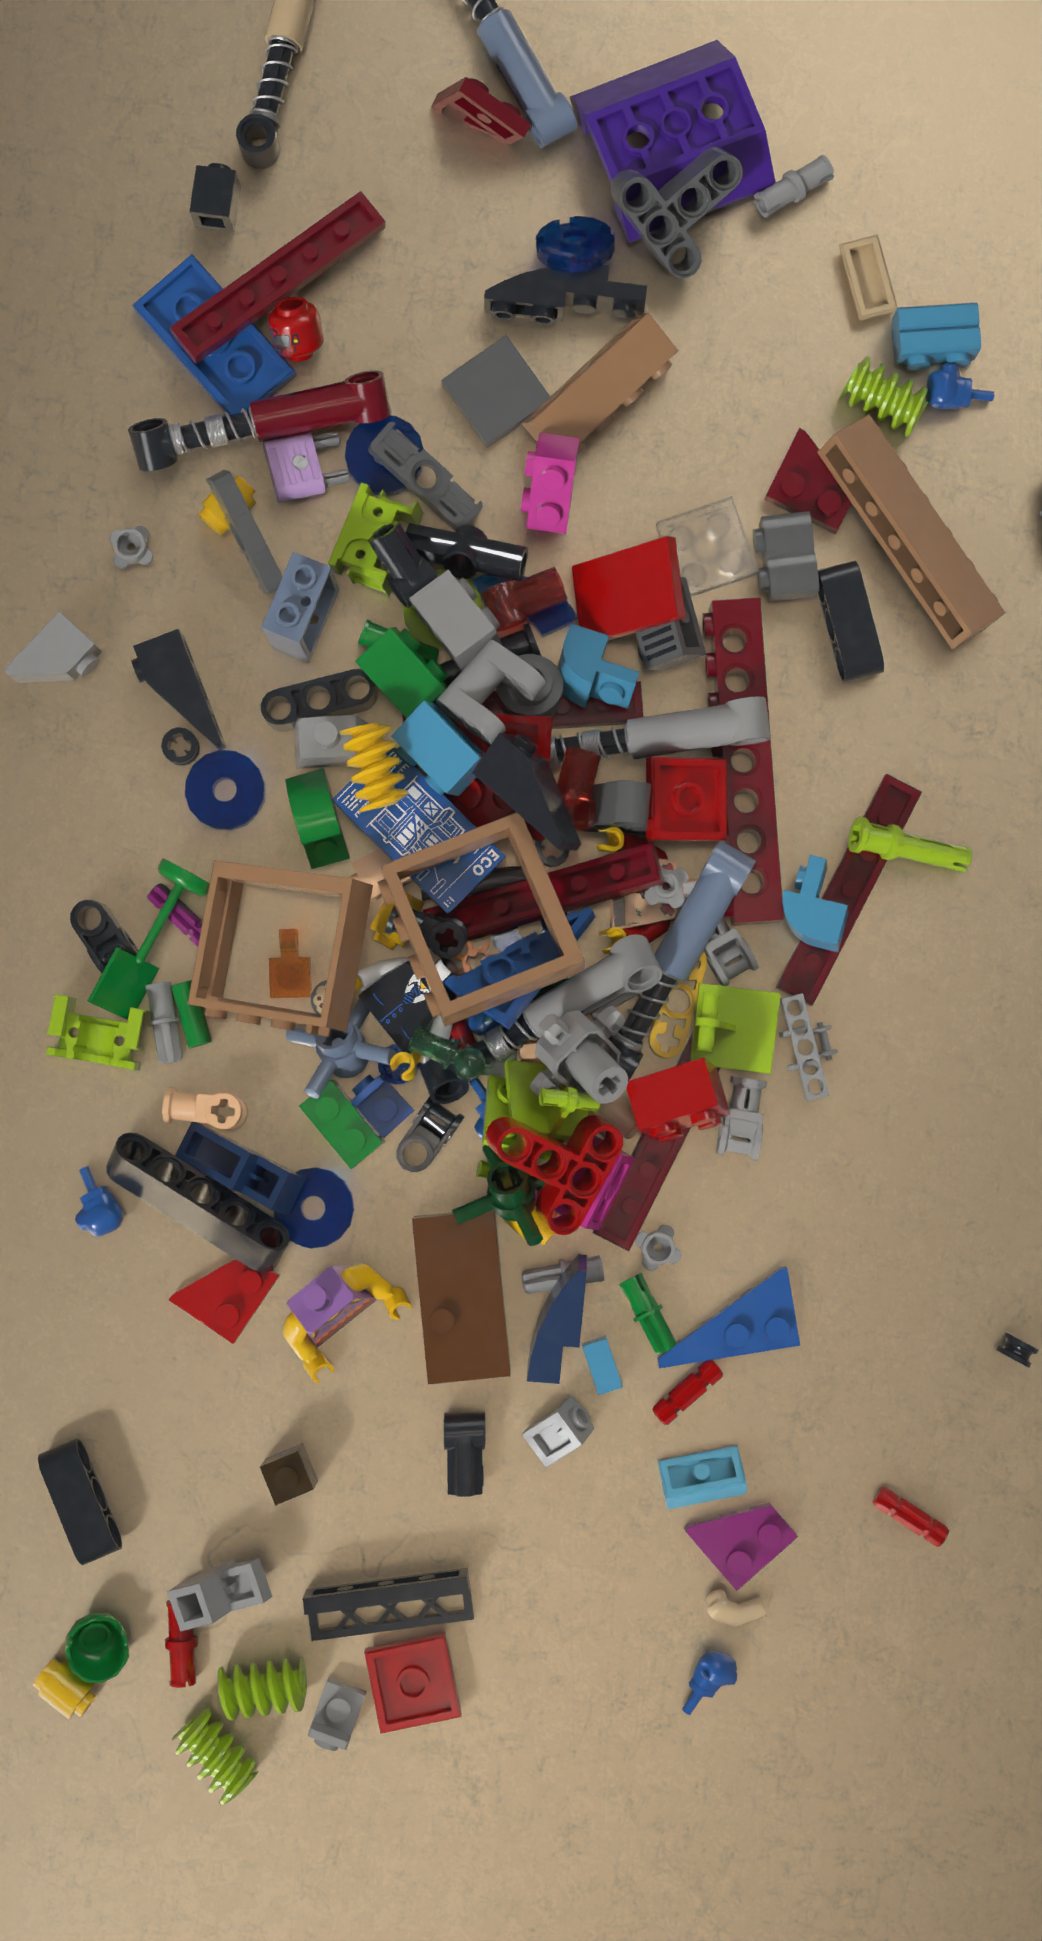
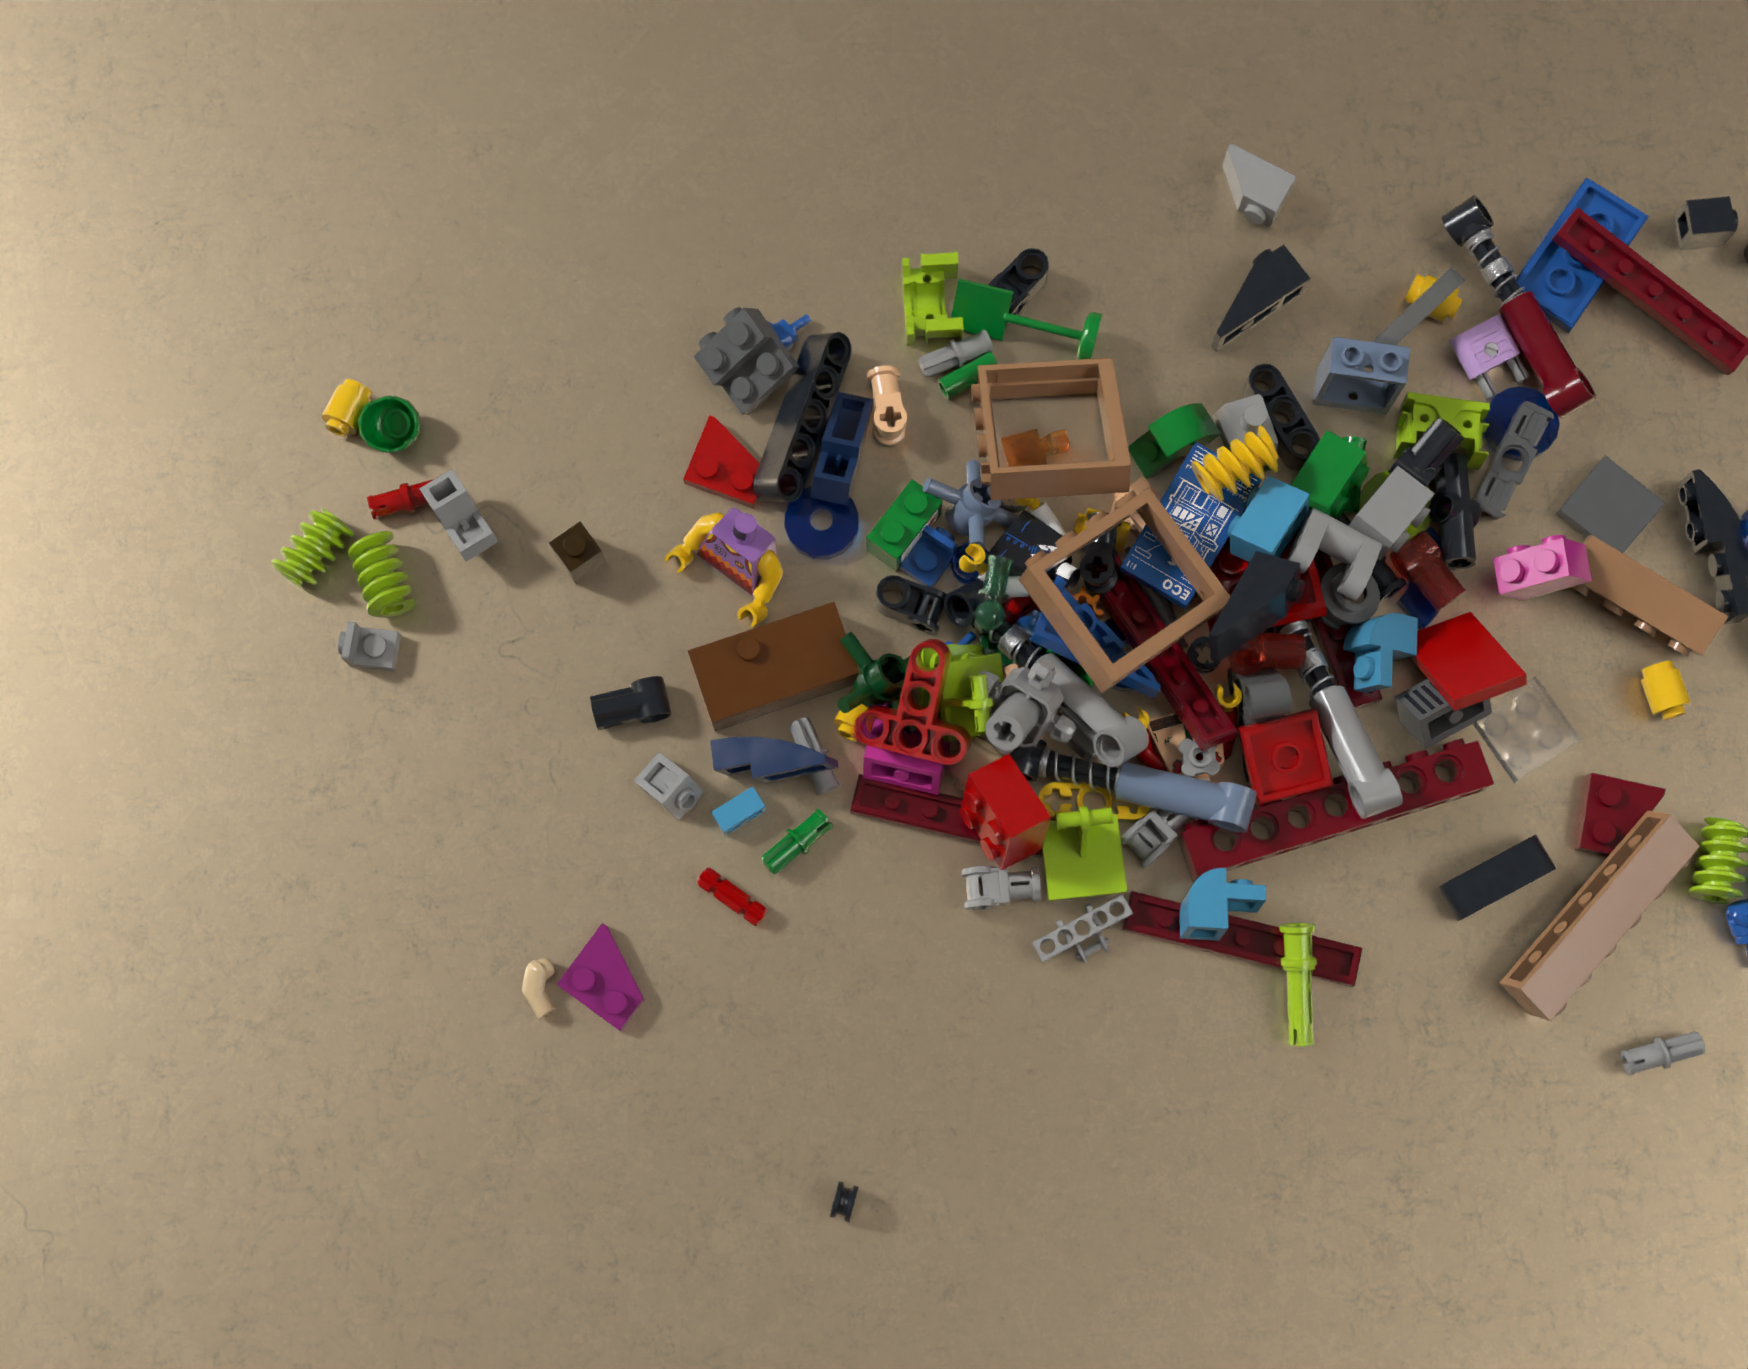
camera: 75 degrees right, 10 degrees down
(80, 1501) = (514, 382): black beam -> none
(118, 1248) = (746, 358): none -> dark grey plate
(123, 538) = (1372, 217): light grey plate -> none
(172, 755) = (1210, 300): black bush -> none
(180, 916) = (1056, 344): magenta axle -> none
(215, 768) = (1176, 337): clear blue tile -> none
(296, 328) = (1610, 316): red head -> none
(388, 1594) = (488, 662): black fence -> none
(412, 1682) = (412, 707): red plate -> none
(653, 1258) = (863, 827): light grey plate -> none
(701, 396) = (1665, 690): none -> yellow brick
(702, 1477) = (654, 930): medium azure slope -> none
(711, 1673) = (473, 977): blue piece -> none
(752, 1324) = (809, 941): blue wing -> none
(787, 556) = (1539, 805): dark grey brick -> none
(910, 1516) = (661, 1136): red axle -> none

